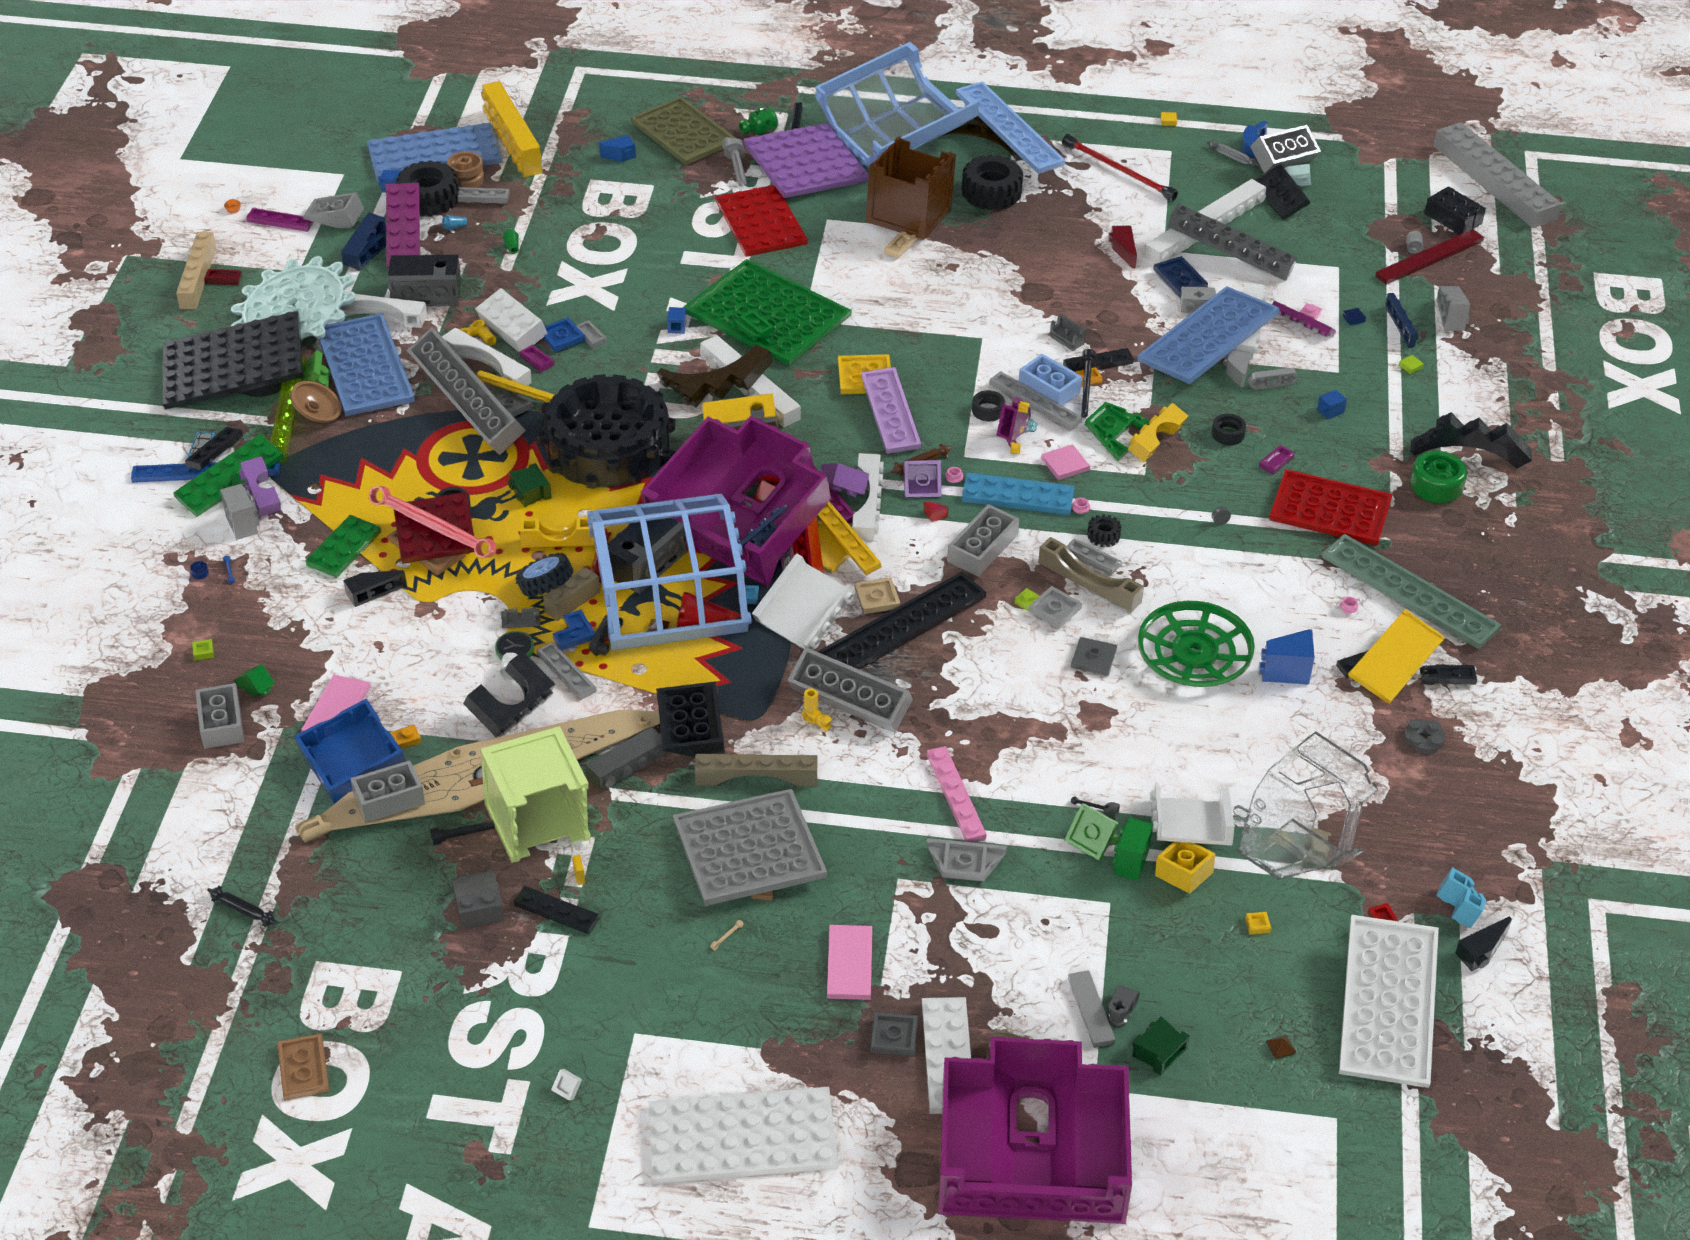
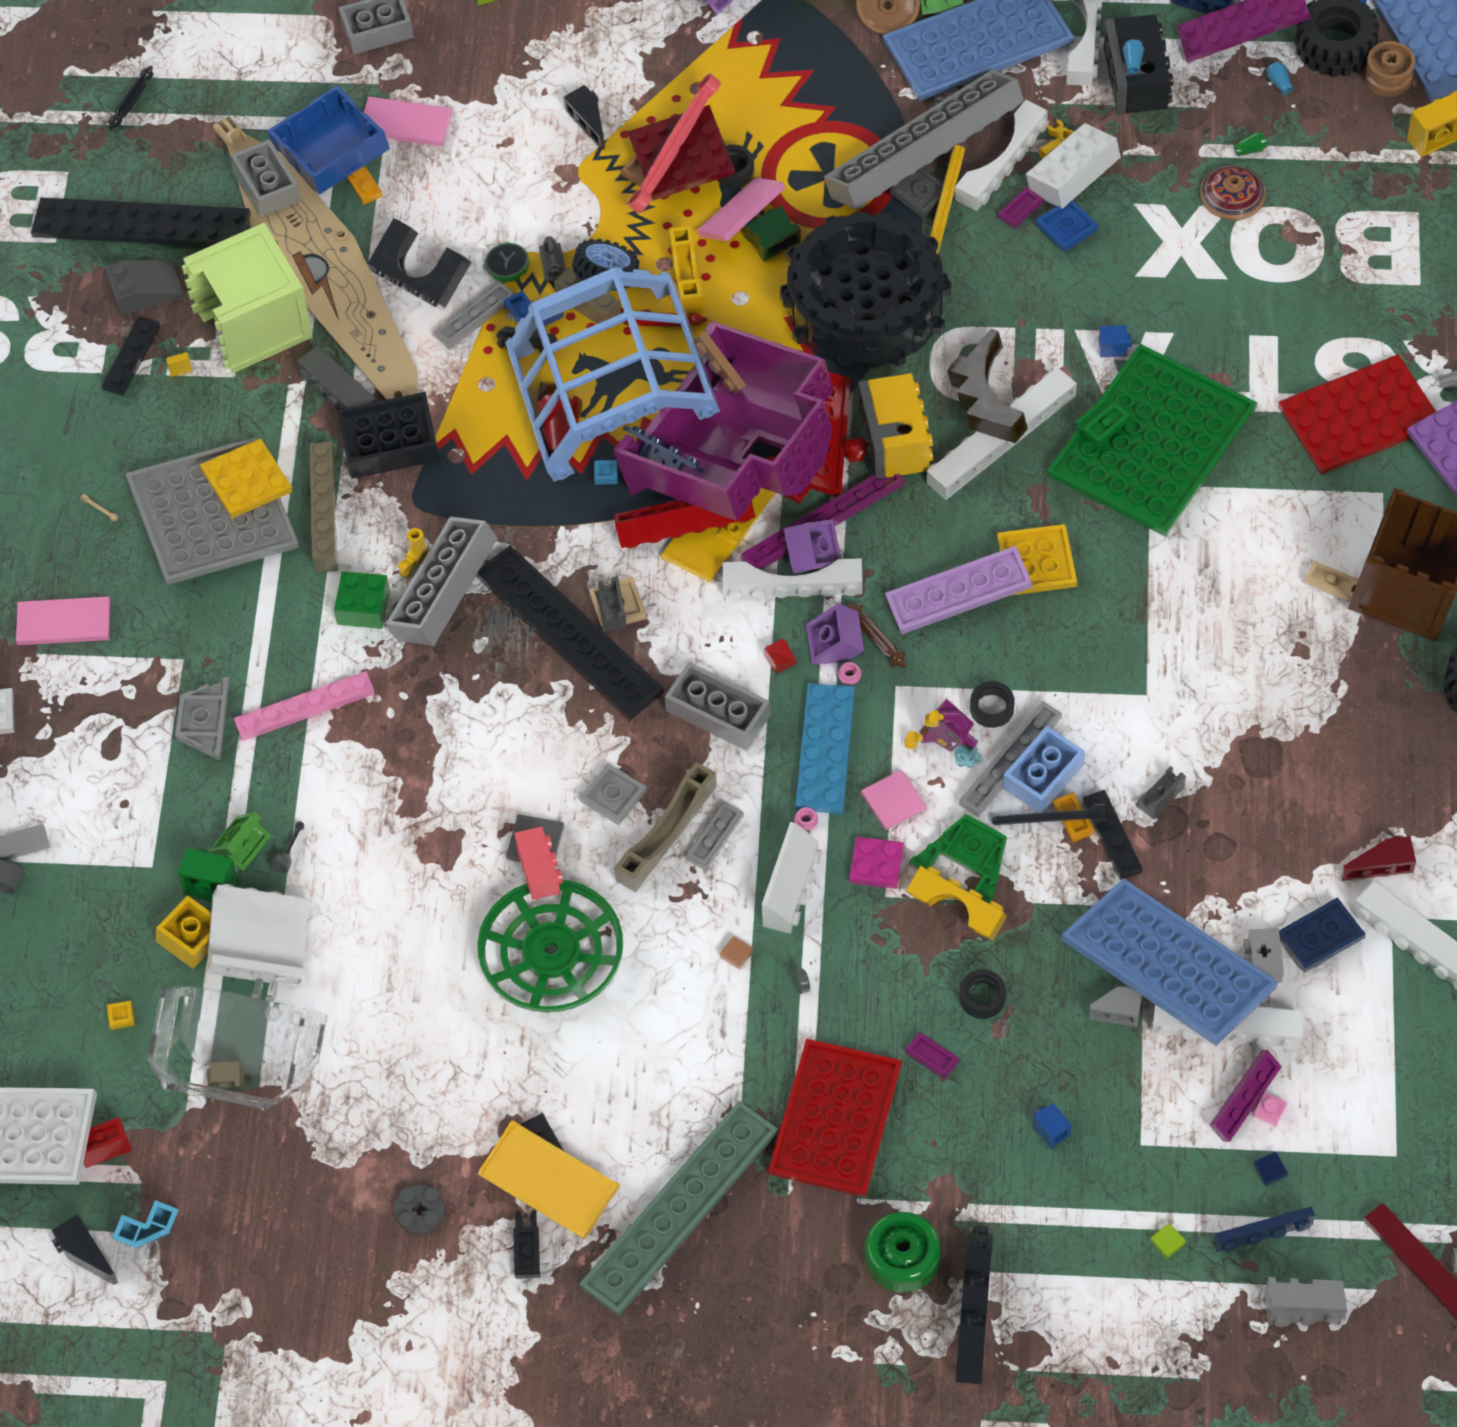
camera: 90 degrees right, 15 degrees up
(255, 681) = (434, 42): green slope -> none
(343, 546) = (656, 79): green plate -> none
(403, 898) = (137, 222): none -> black plate
(431, 264) = (1133, 55): none -> dark azure cone
(483, 195) = (1346, 99): light grey plate -> none
(502, 498) = (741, 209): none -> bright pink tile
(550, 257) = (1232, 192): none -> dish
(593, 336) = (1077, 256): light grey tile -> none
(629, 554) = (656, 337): piece -> none
(680, 490) = (719, 363): none -> medium nougat plate
(721, 818) = (246, 478): none -> yellow plate
(803, 604) = (579, 521): white panel -> none
(848, 539) = (711, 557): yellow plate -> none
(857, 747) = (362, 600): none -> green brick
(886, 589) = (611, 605): none -> dark grey hinge
(1026, 598) = (630, 764): lime plate -> none
(1101, 537) = (759, 833): black tyre -> none
(1118, 474) = (876, 862): none -> dark pink plate
(1128, 639) = (538, 863): none -> coral brick
(1139, 514) = (790, 879): none -> white slope
(1194, 550) = (736, 952): none -> nougat tile
(1232, 242) = (1393, 993): dark grey brick -> none
(1260, 379) = (1100, 1051): light grey beam -> none
(1288, 658) = (526, 1050): blue slope -> none
(1349, 605) = (647, 1126): bright pink plate -> none

